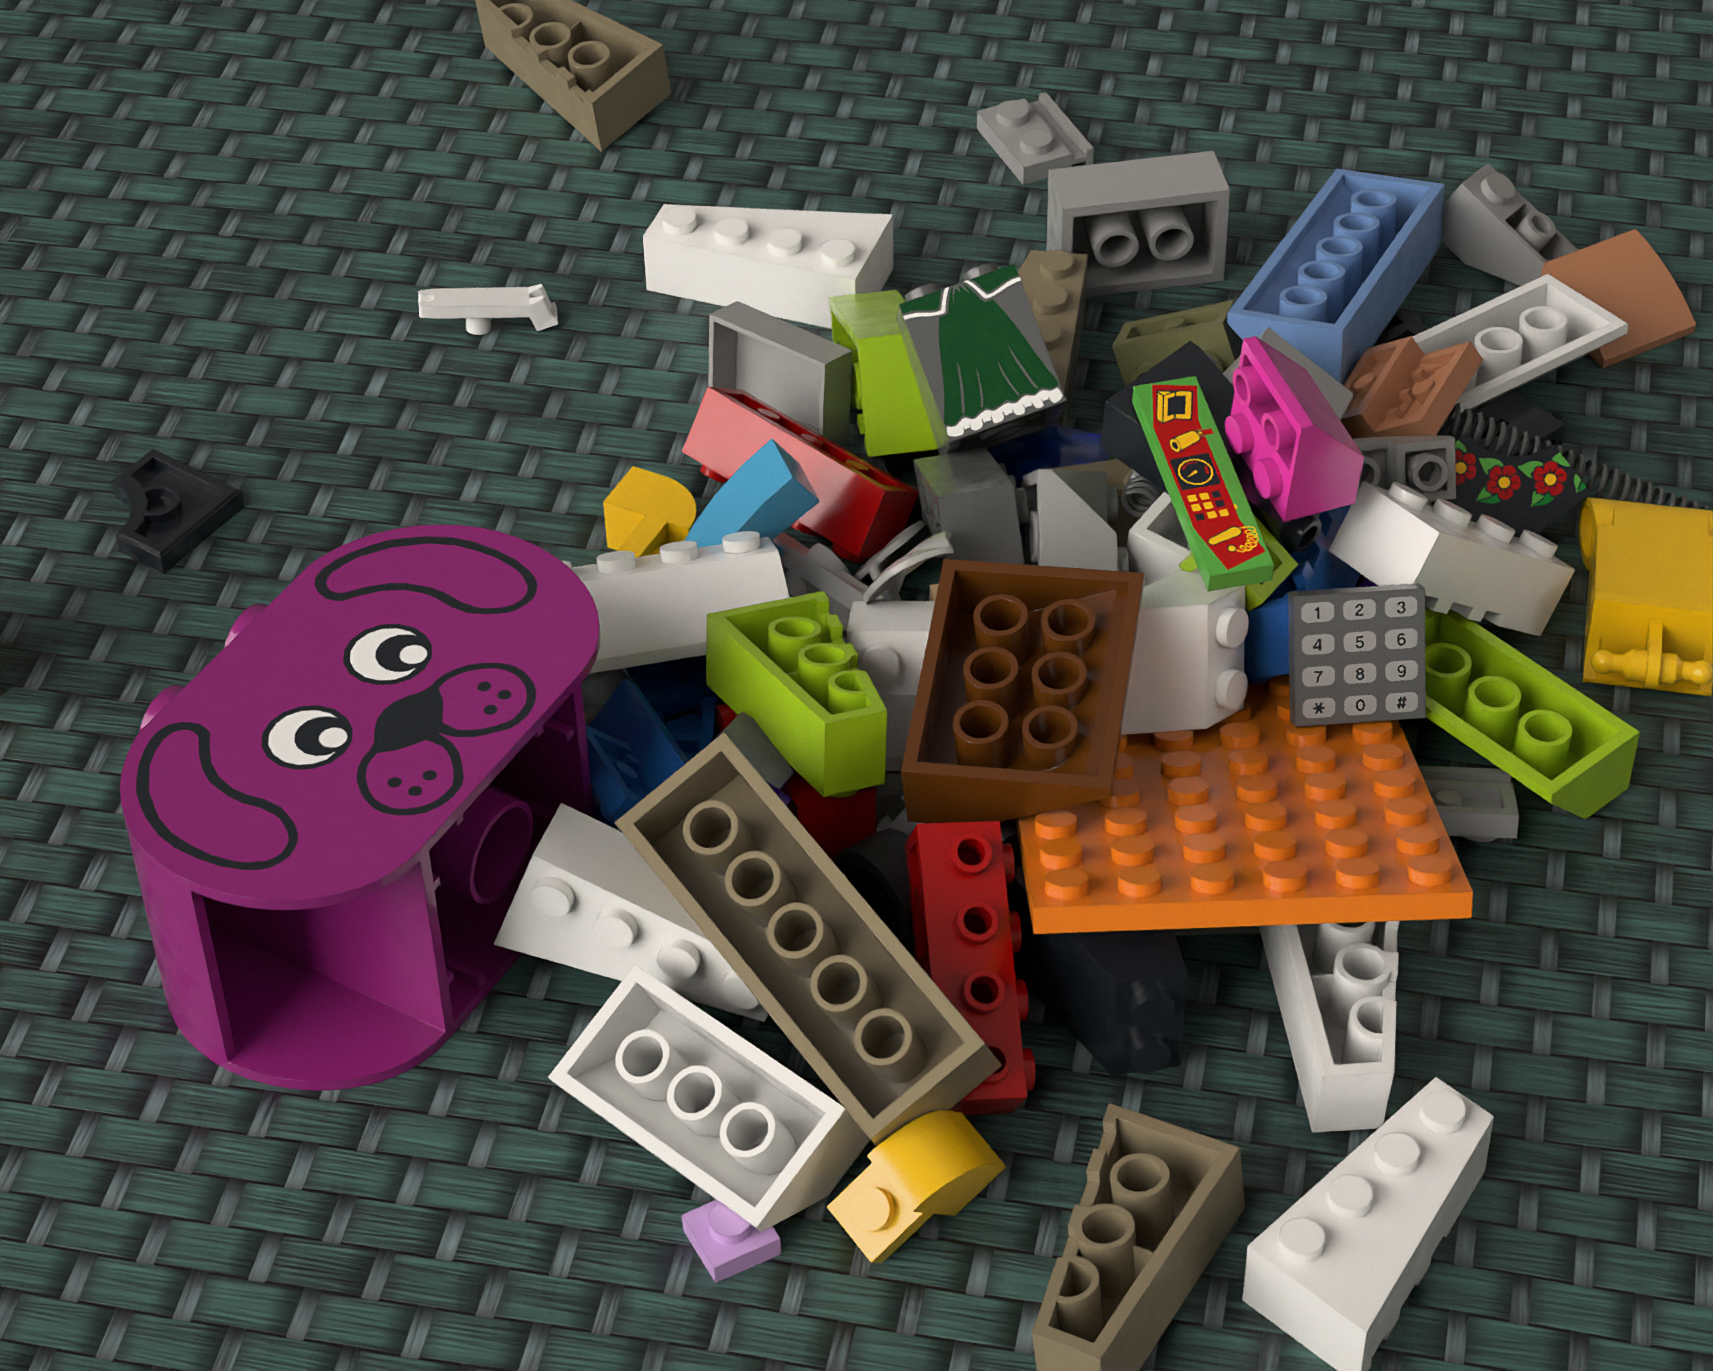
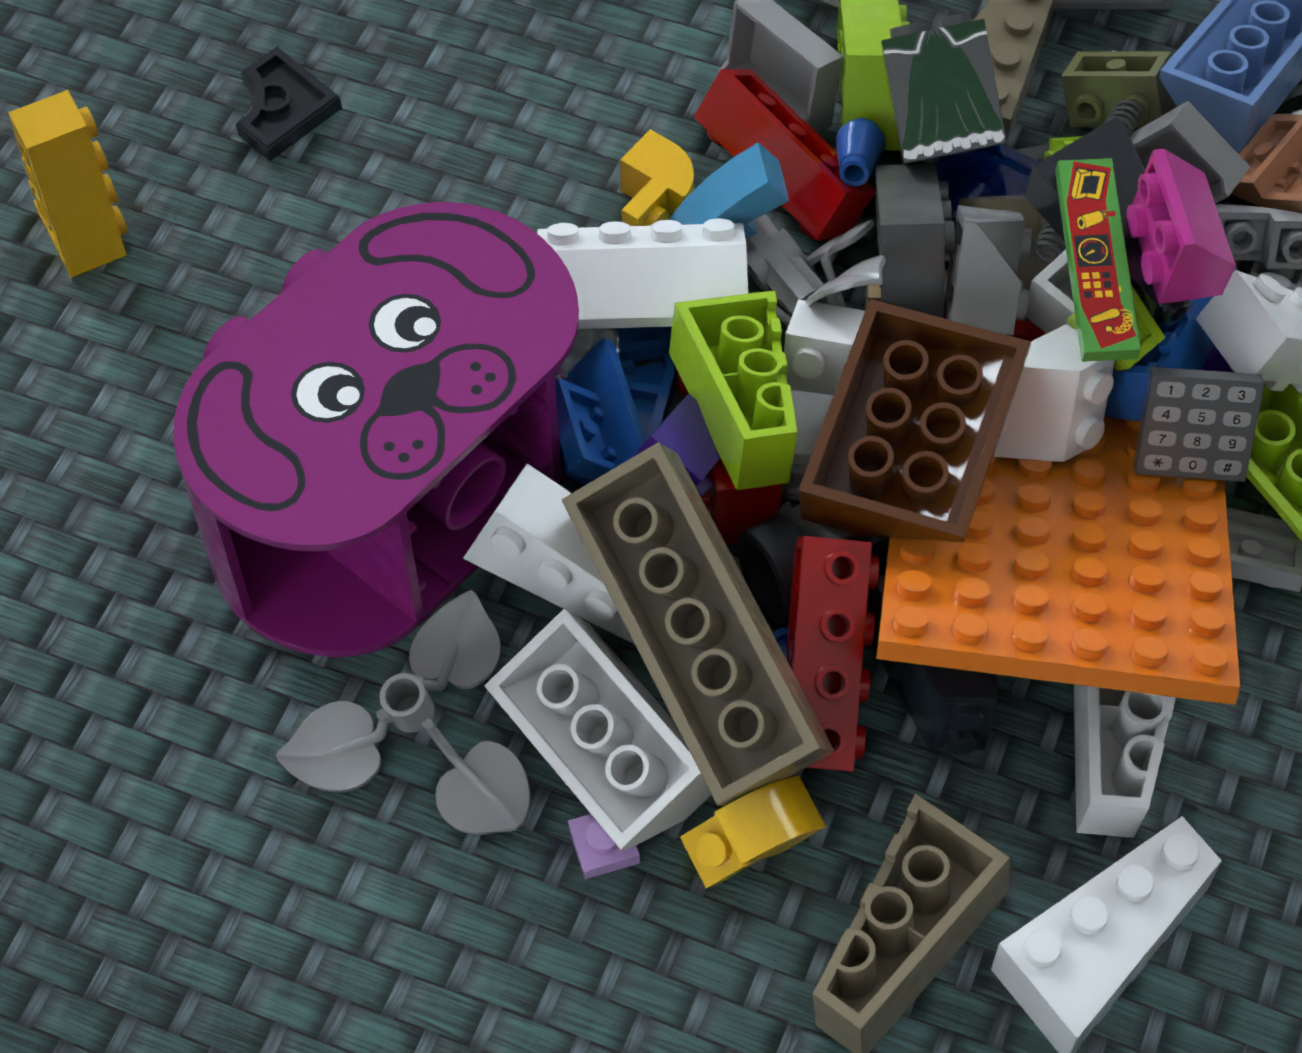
camera: 10 degrees right, 15 degrees up
(503, 1047) = (337, 741): none -> light grey plant
(890, 446) = (858, 150): none -> blue cone

